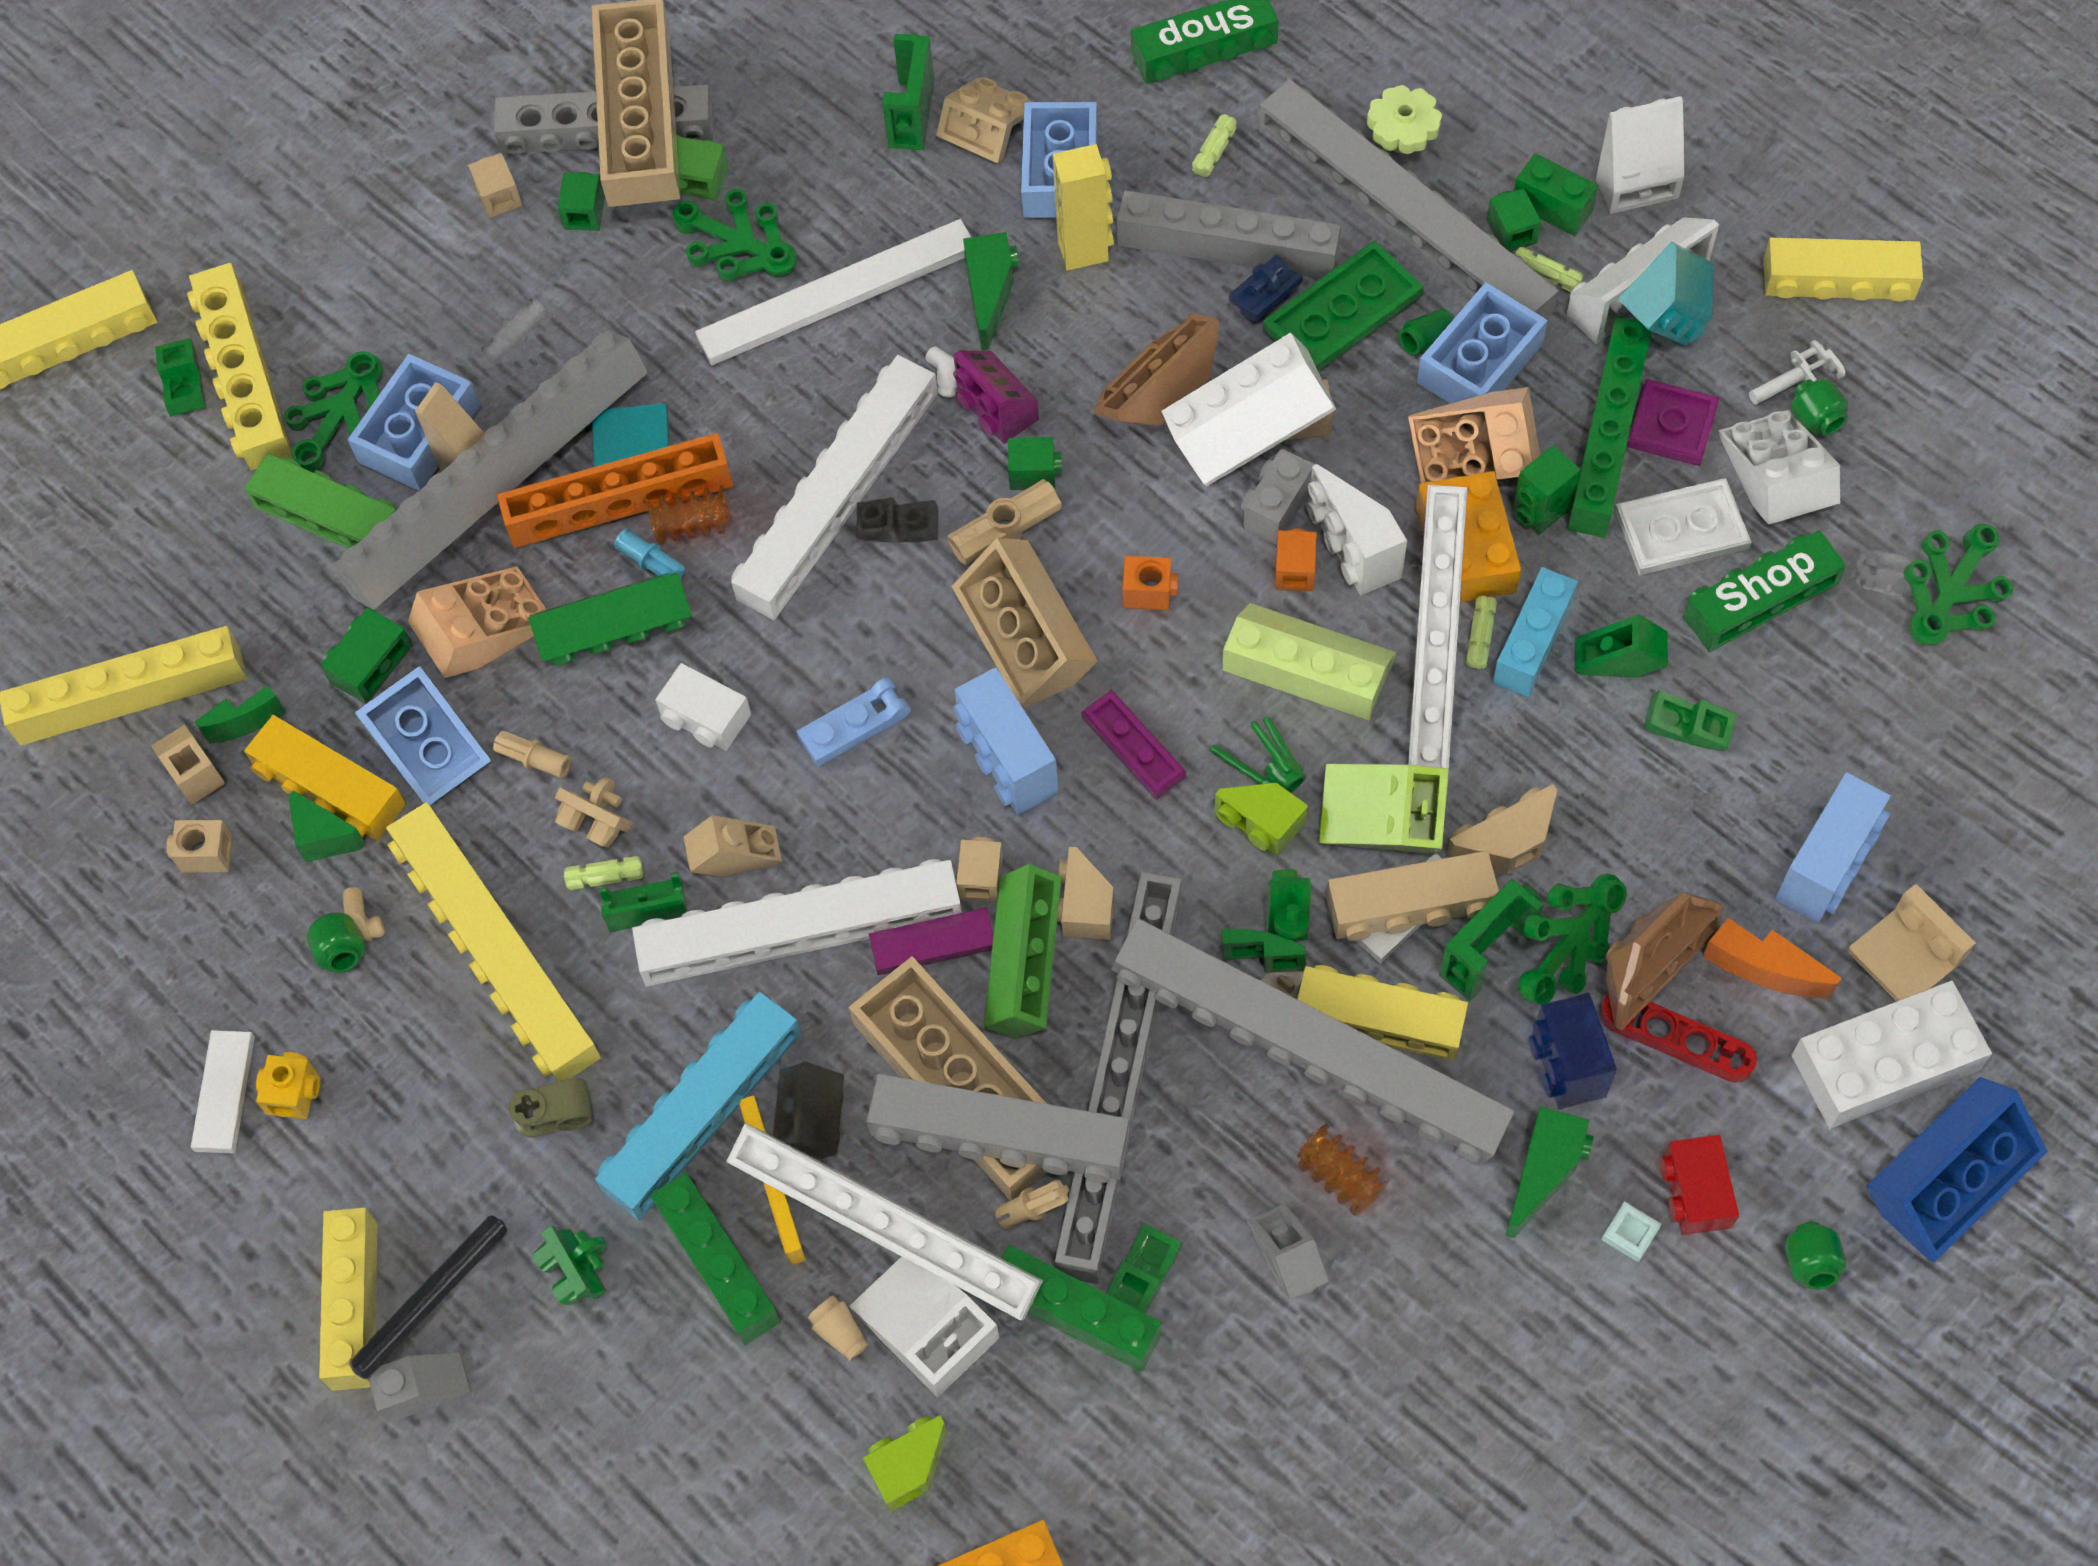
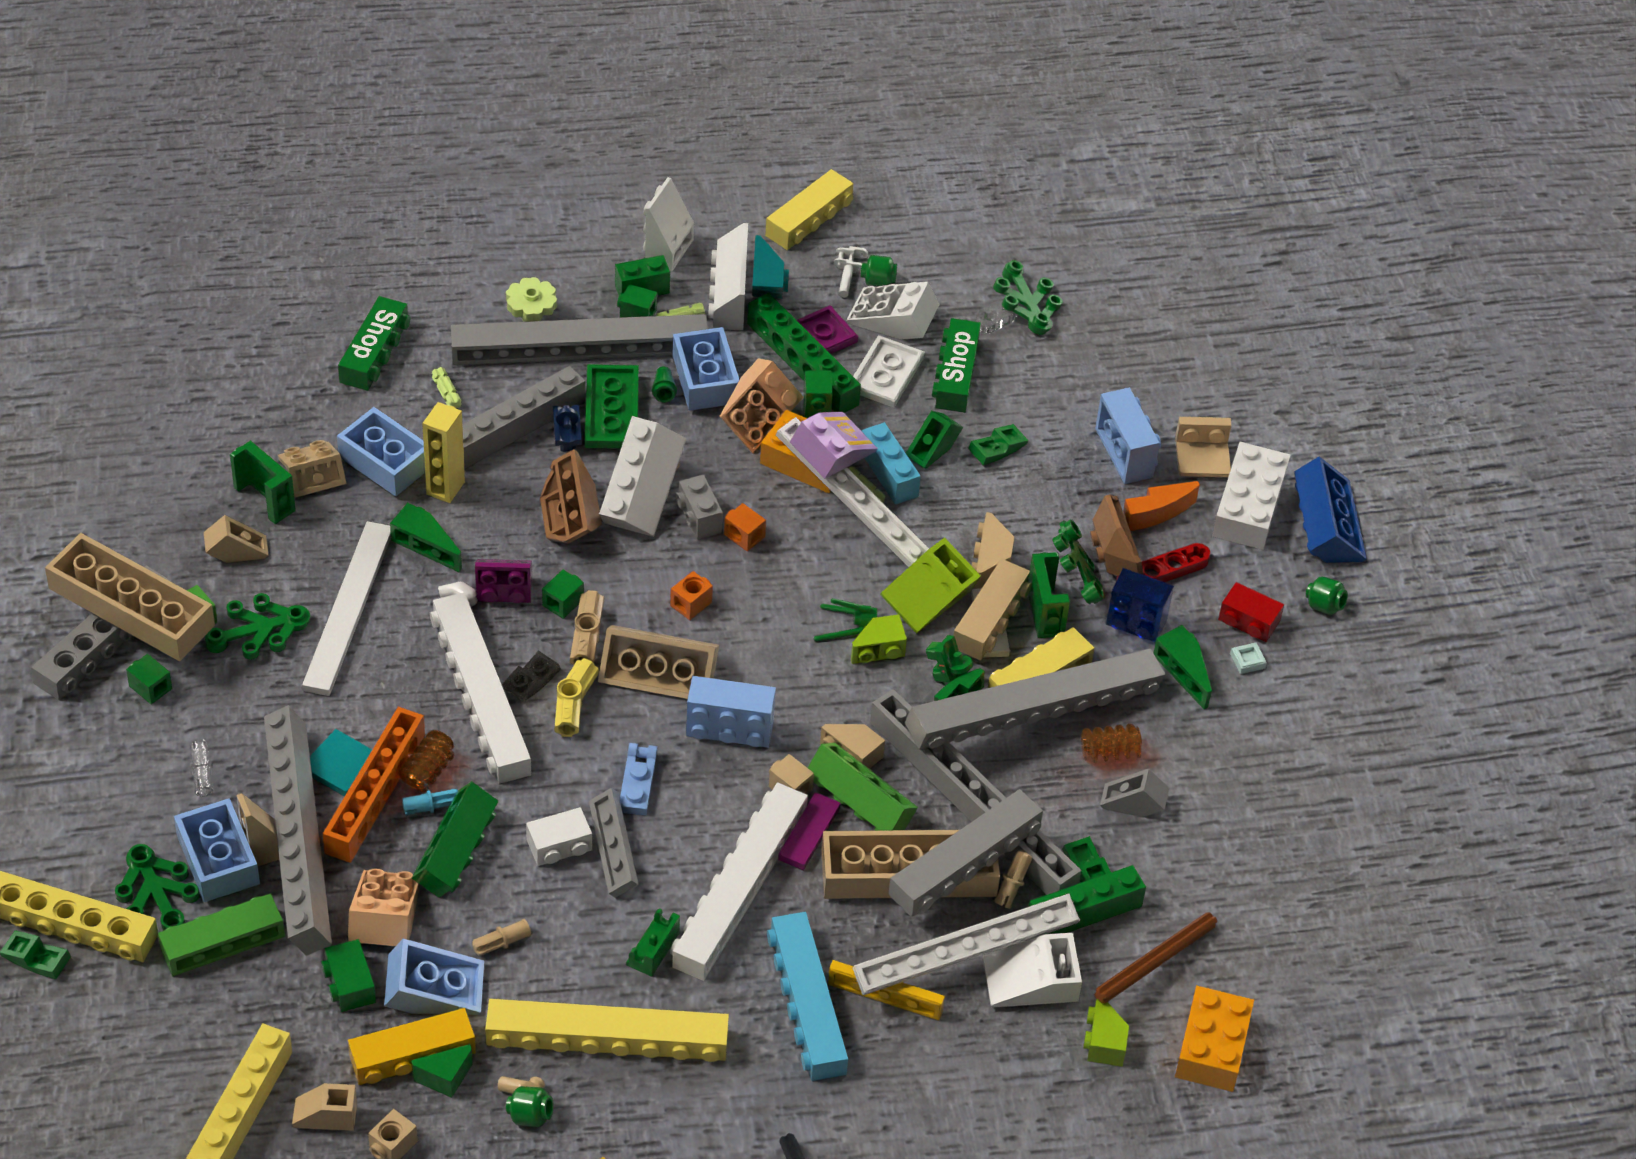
camera: 60 degrees left, 15 degrees down
(229, 723) = (322, 1067): green slope -> none
(495, 185) = (86, 711): tan brick -> none
(556, 1106) = (742, 1067): olive piece -> none
(577, 1258) = (835, 1114): green hips -> none
(603, 872) = (614, 952): yellowish green axle -> none
(606, 823) = (561, 934): tan hips -> none
(715, 1258) = (909, 1044): green brick -> none
(731, 846) = (662, 879): tan slope -> none
(741, 762) = (613, 842): none -> light grey plate
(809, 1109) = (859, 940): clear smoke brick -> none
(821, 133) = (234, 541): none -> tan slope
(838, 1328) = (998, 1016): tan cone -> none
(880, 587) = (570, 696): none -> light yellow piece
(1058, 1443) = (1155, 958): none -> dark orange axle
(1133, 744) = (779, 669): magenta tile -> none
(1307, 660) = (809, 564): yellowish green slope -> none
(1357, 531) = (761, 484): white slope -> none
(1472, 551) = (831, 442): none -> lavender slope

